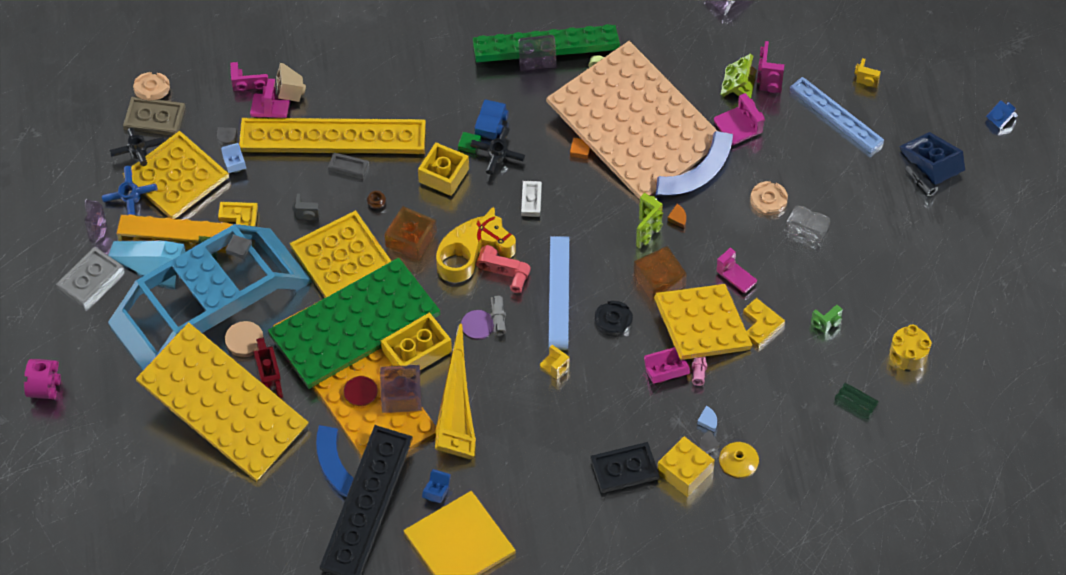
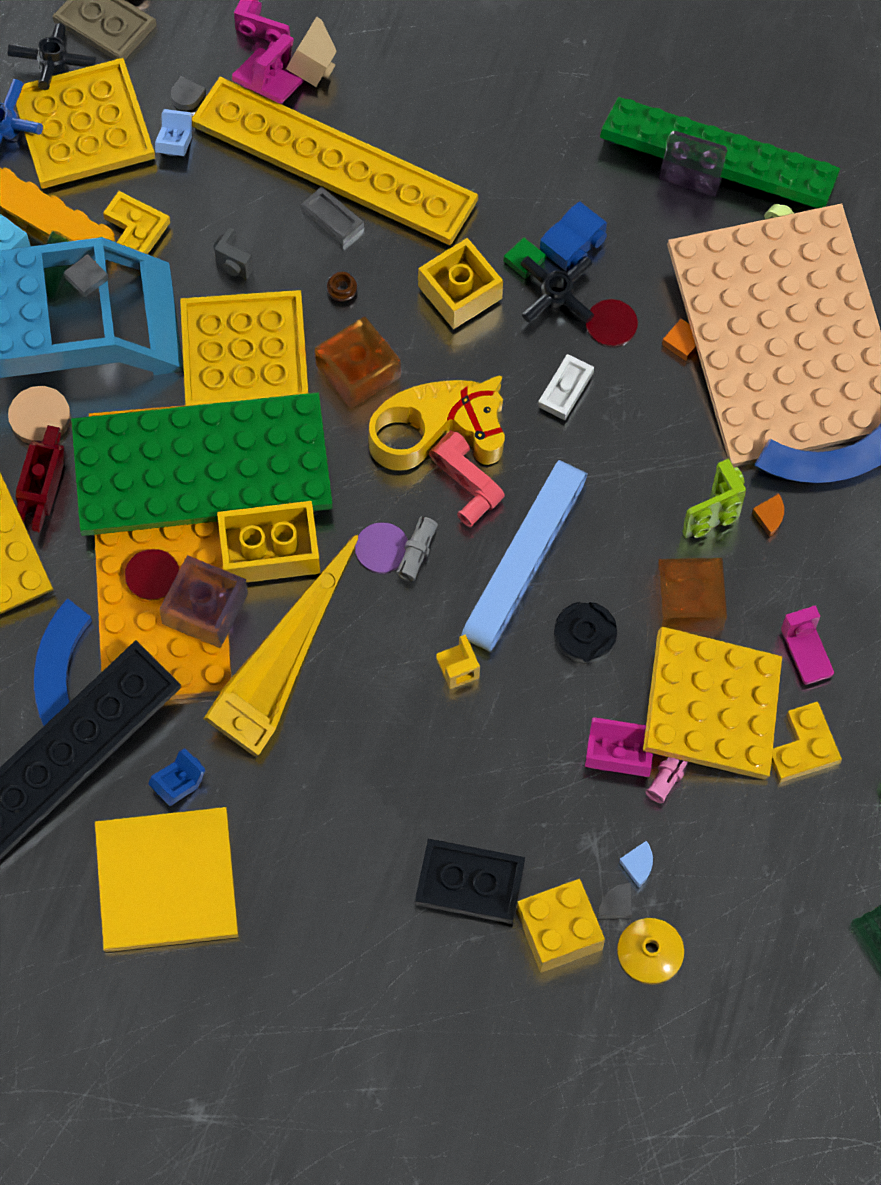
camera: 25 degrees right, 10 degrees up
(536, 156) = (612, 322): none -> dark red piece

